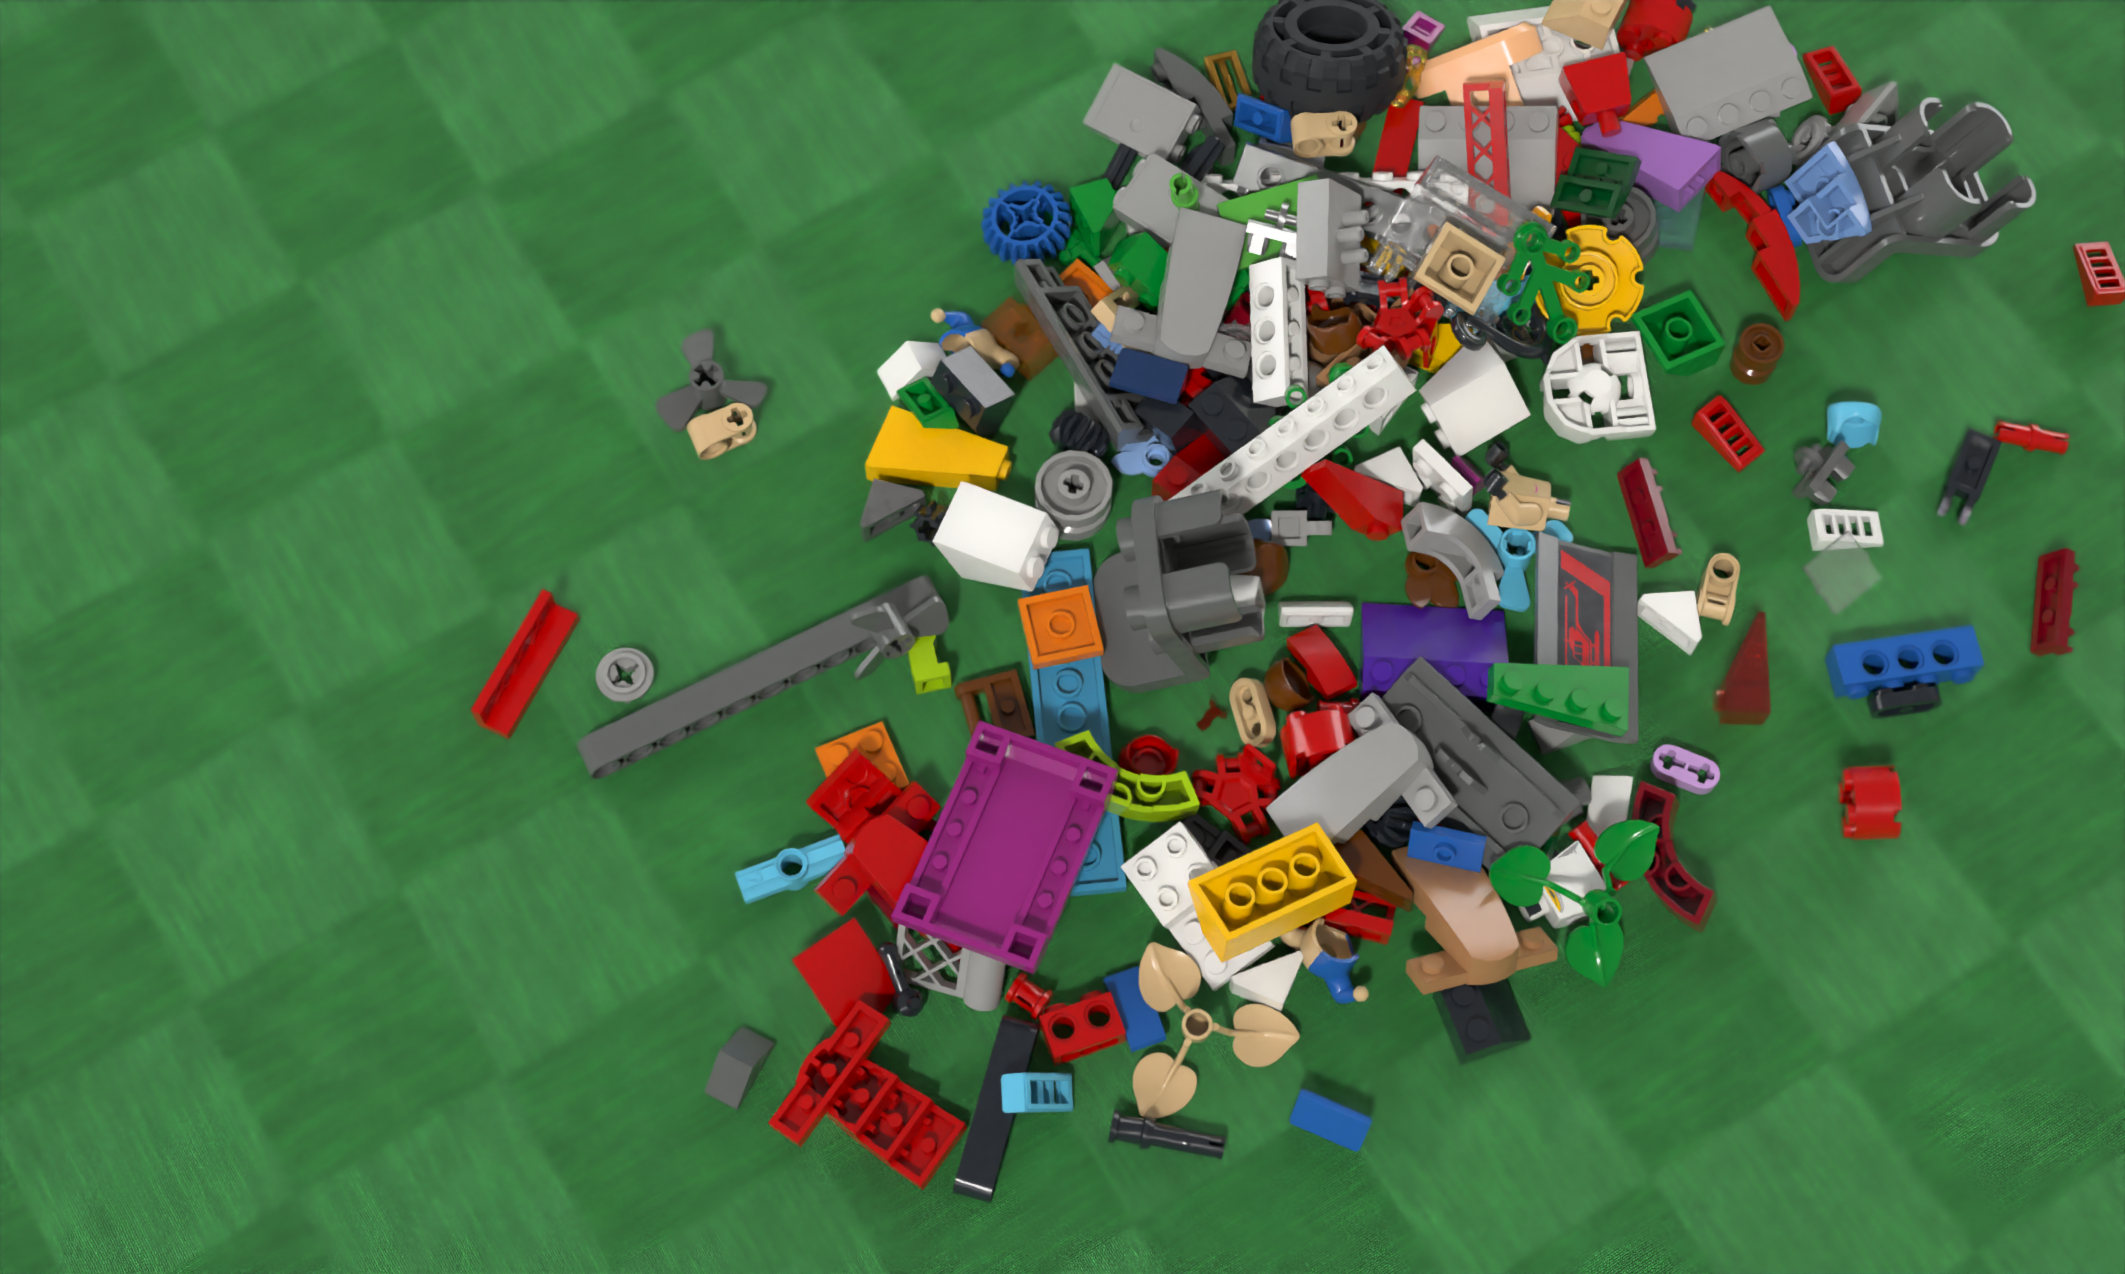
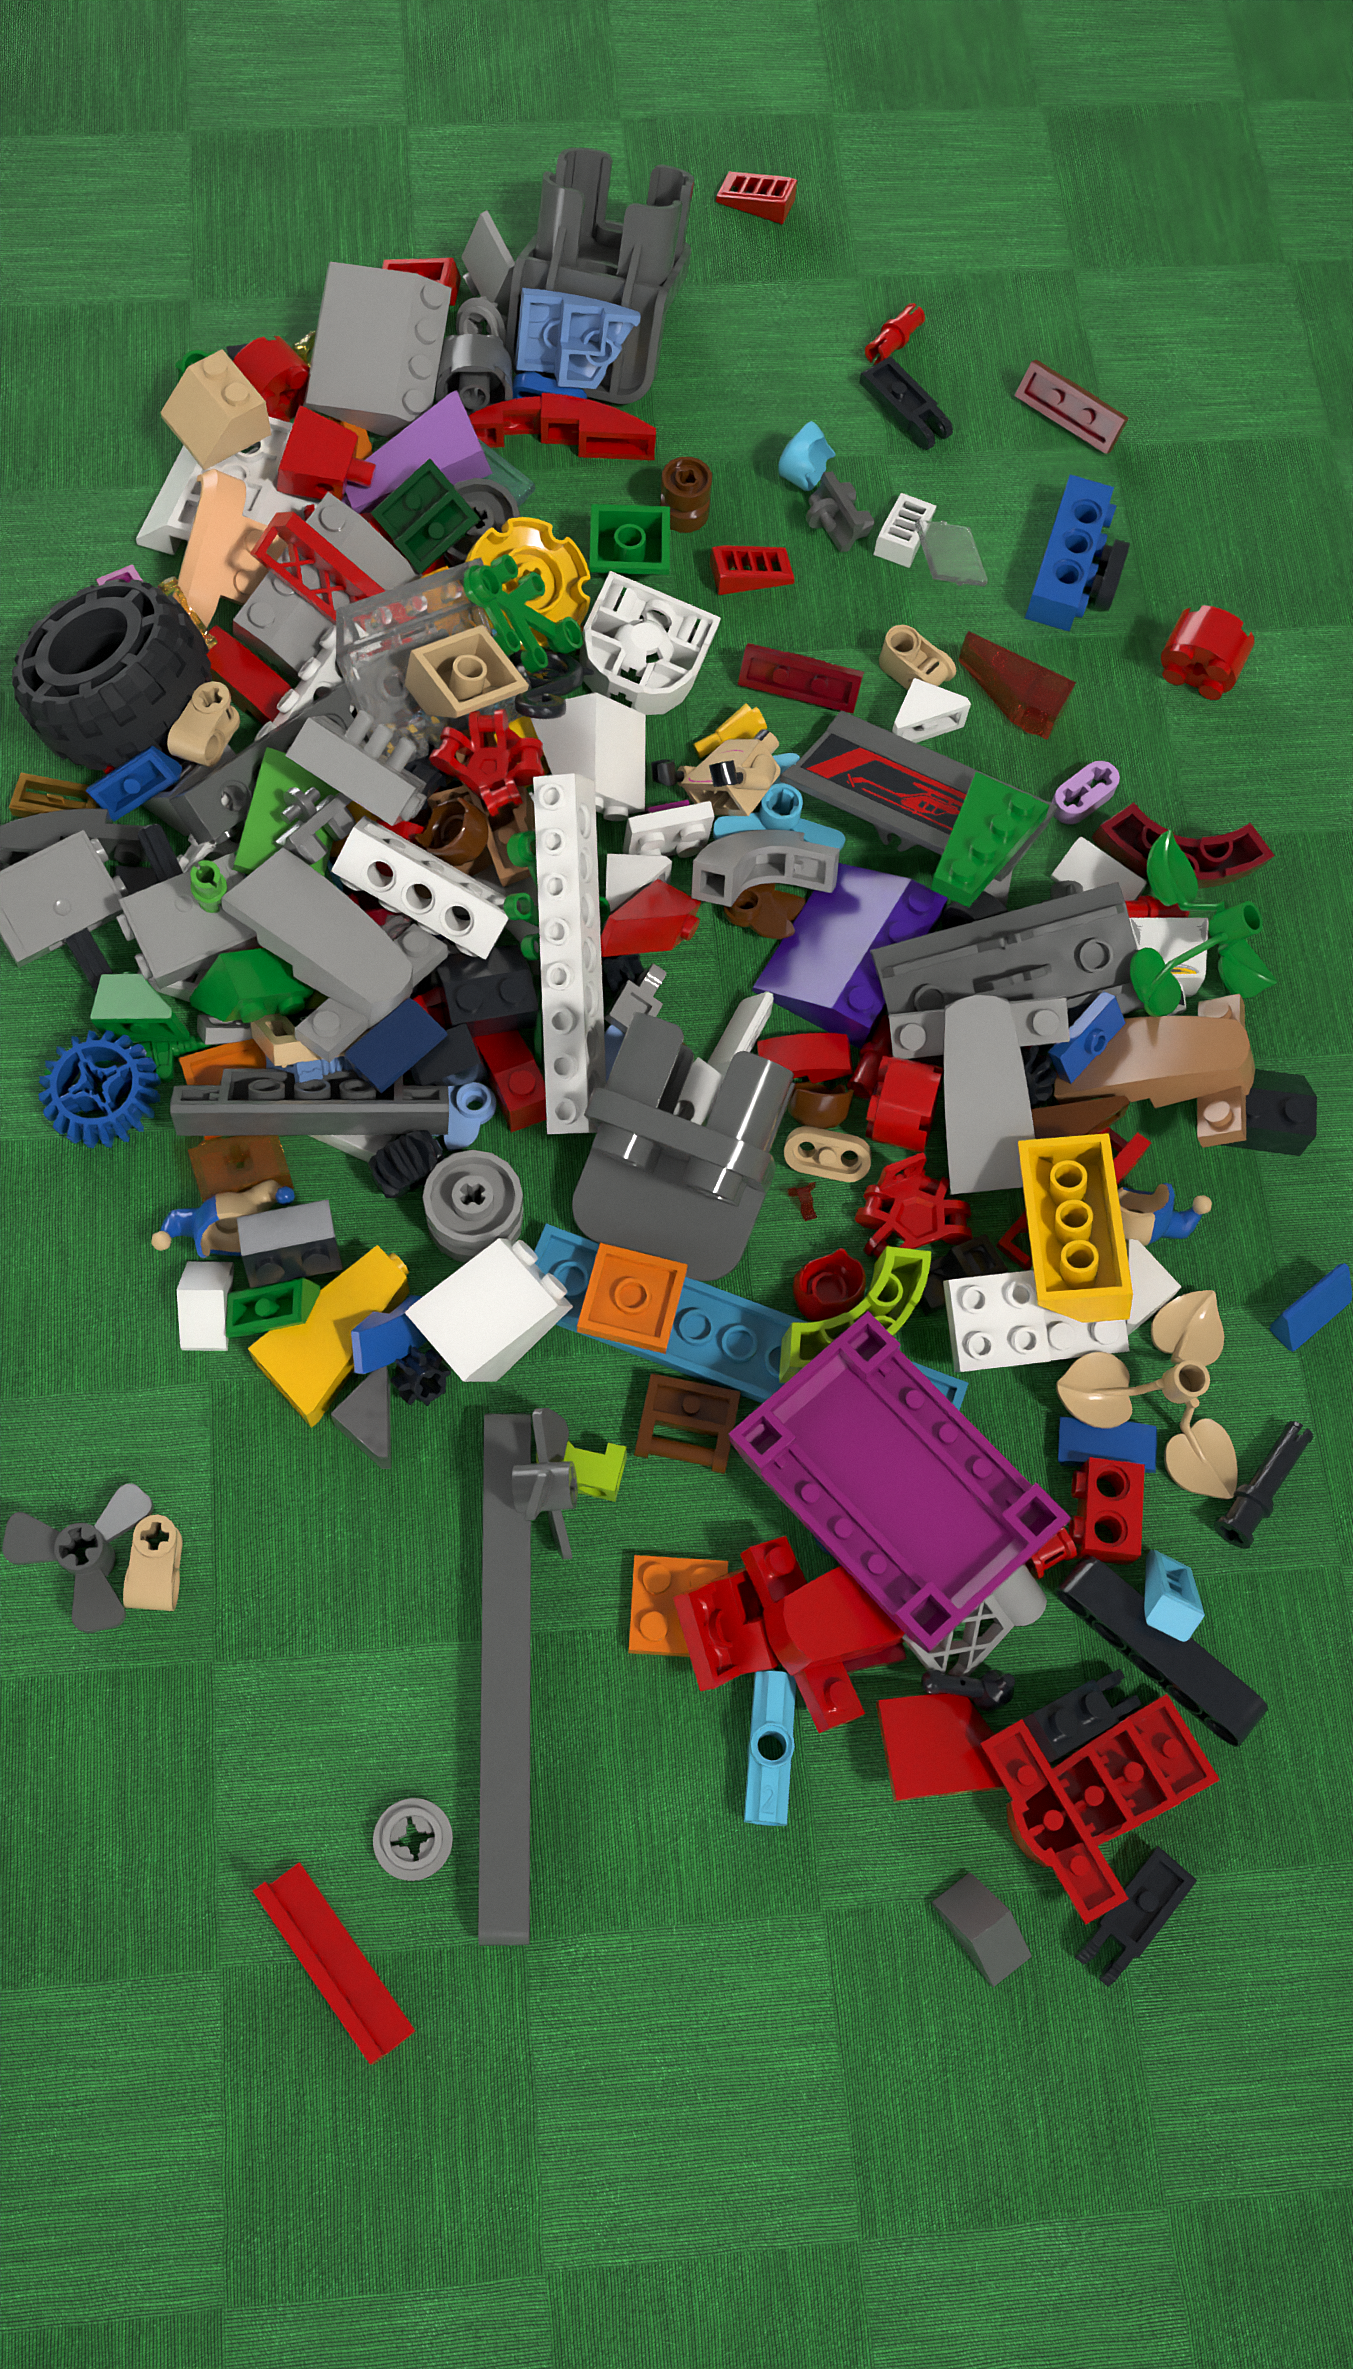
camera: 70 degrees left, 0 degrees up
(800, 1167) = (1153, 1896): none -> black hinge
(915, 1064) = (1078, 1716): none -> black hinge
(938, 480) = (385, 1338): none -> blue slope
(1580, 492) = (741, 725): none -> yellow cone

